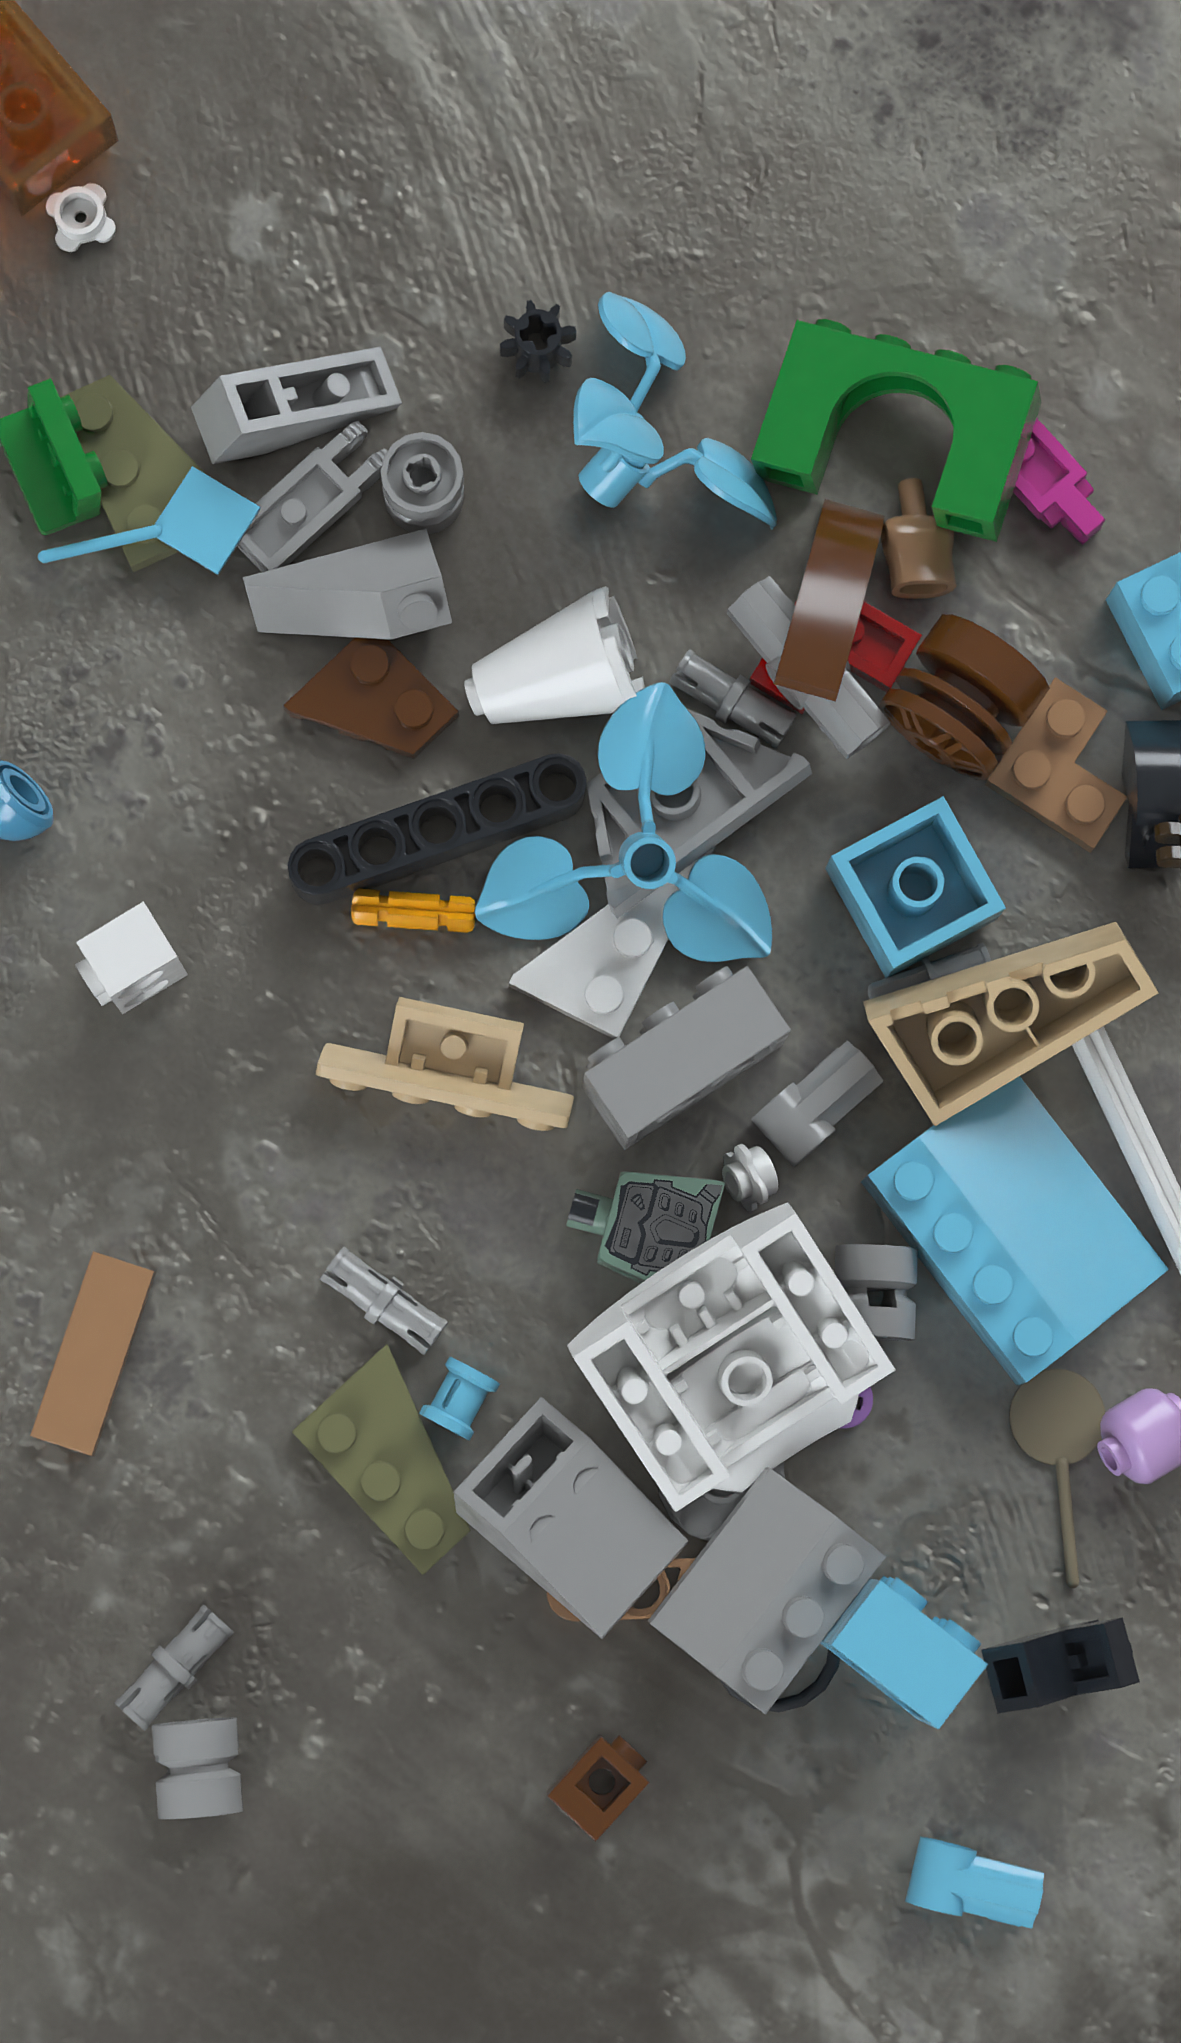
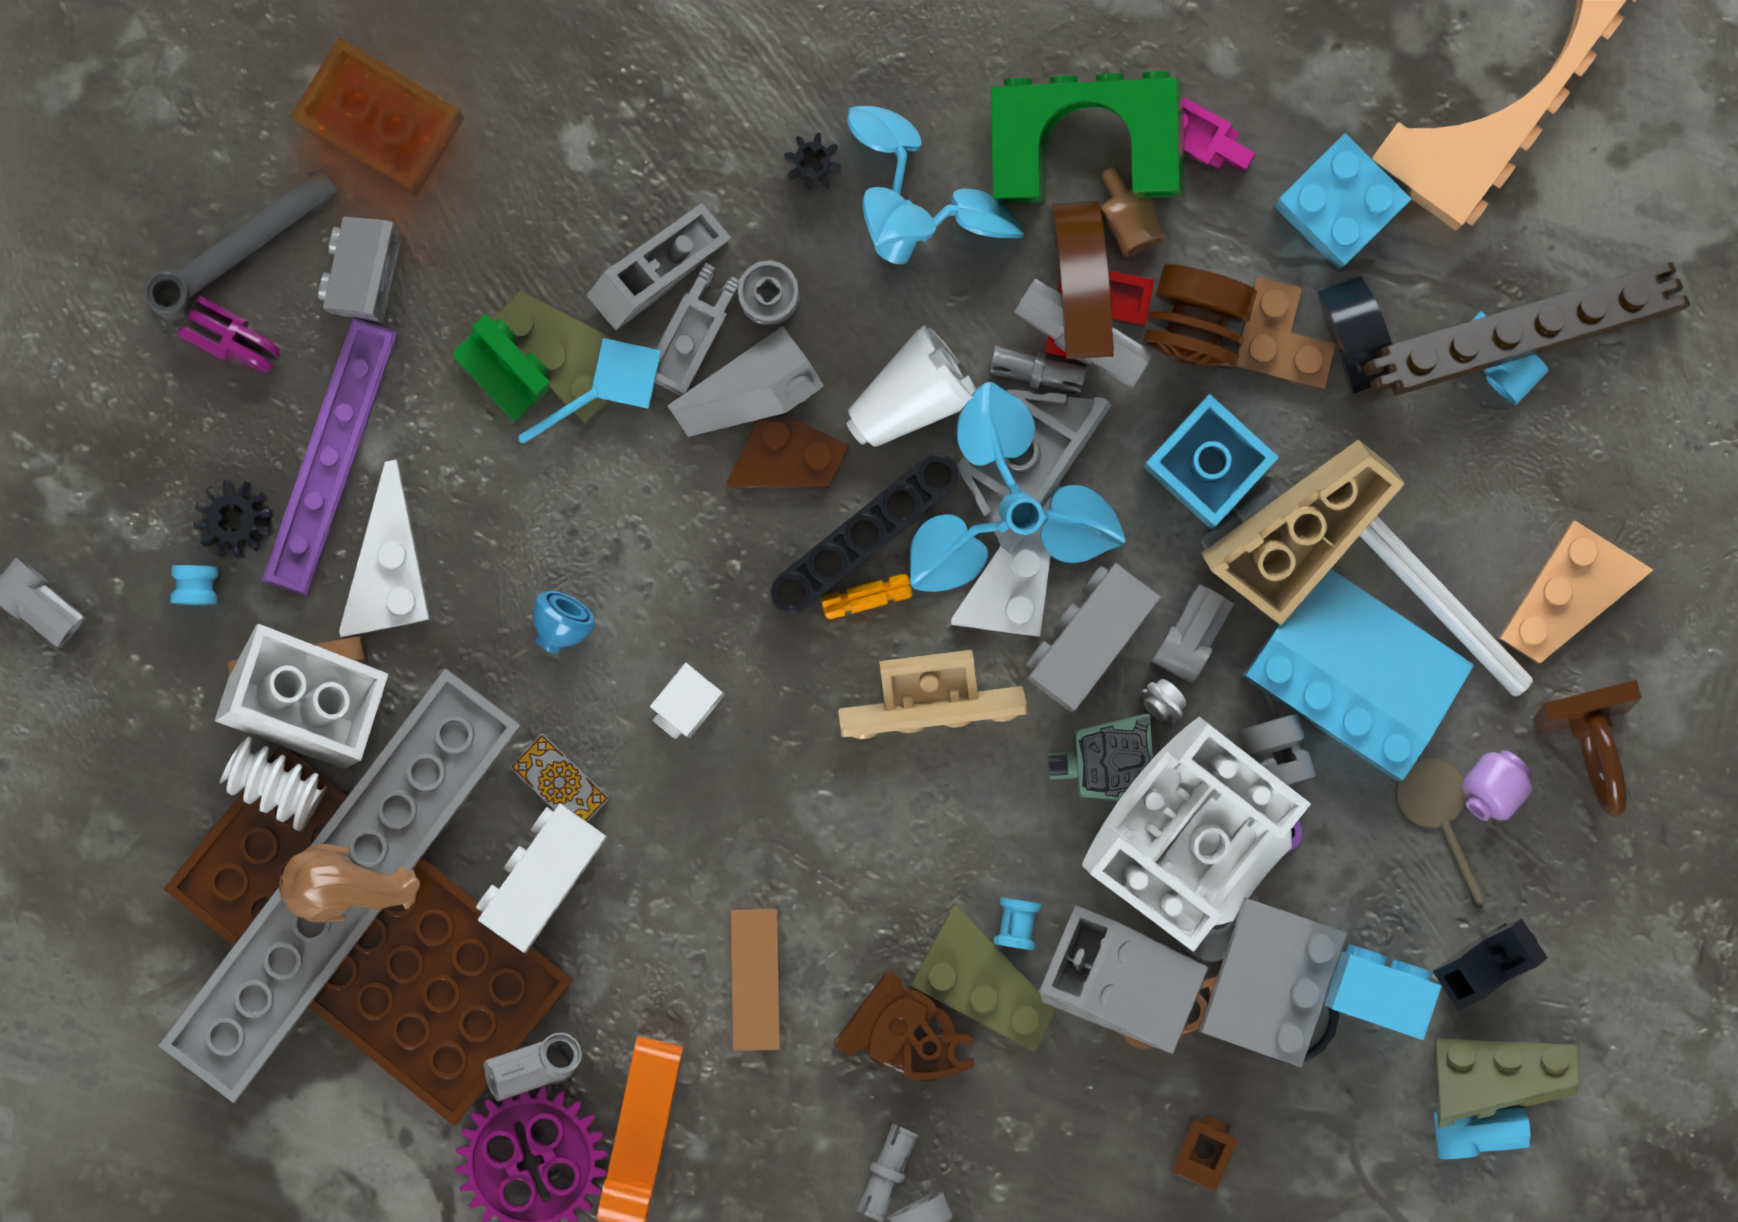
camera: 15 degrees left, 5 degrees up
(77, 200) = (445, 179): white plate -> none
(252, 1489) = (897, 1032): none -> reddish brown piece
(383, 1300) = (942, 874): light grey pin -> none
(1018, 1816) = (1493, 1075): none -> olive wing

